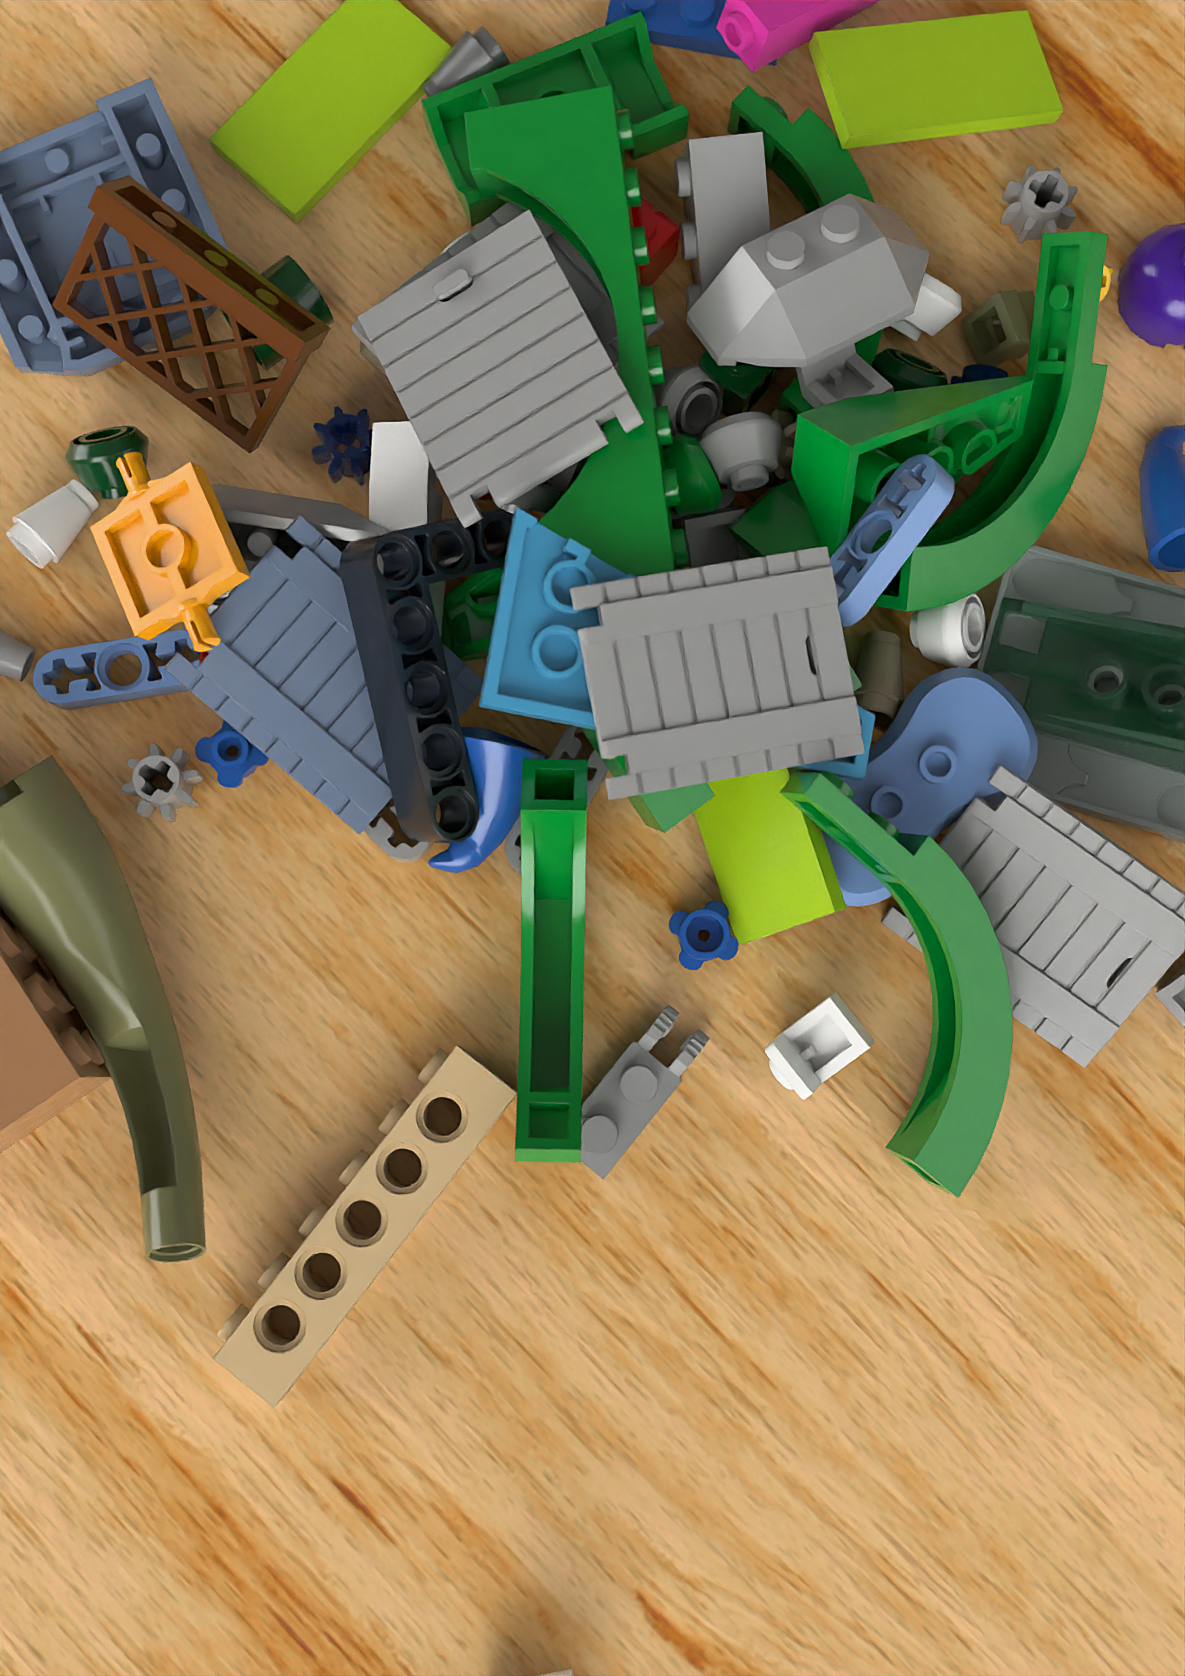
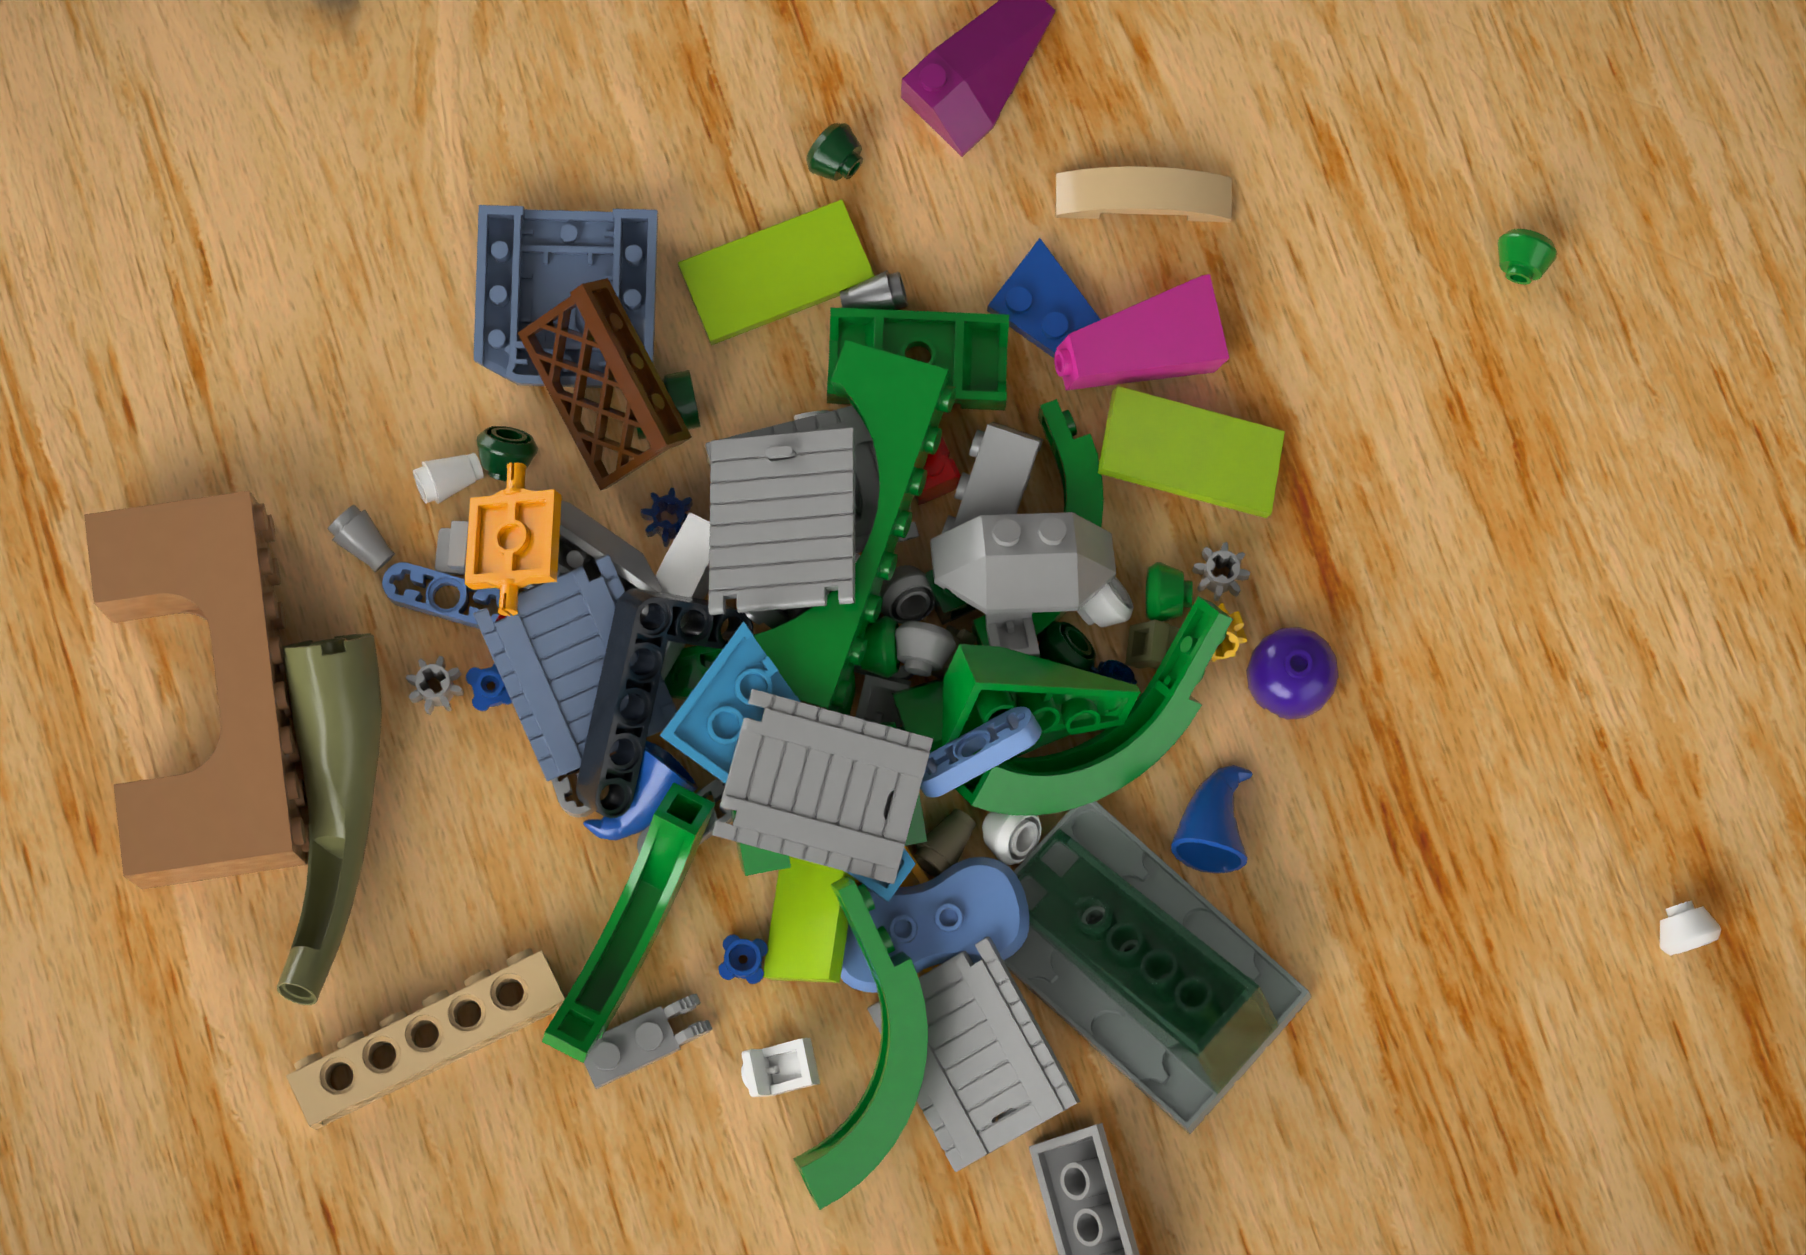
camera: 25 degrees right, 5 degrees down
(101, 605) = (452, 548): none -> light grey bracket
(987, 259) = (1166, 592): none -> green cone

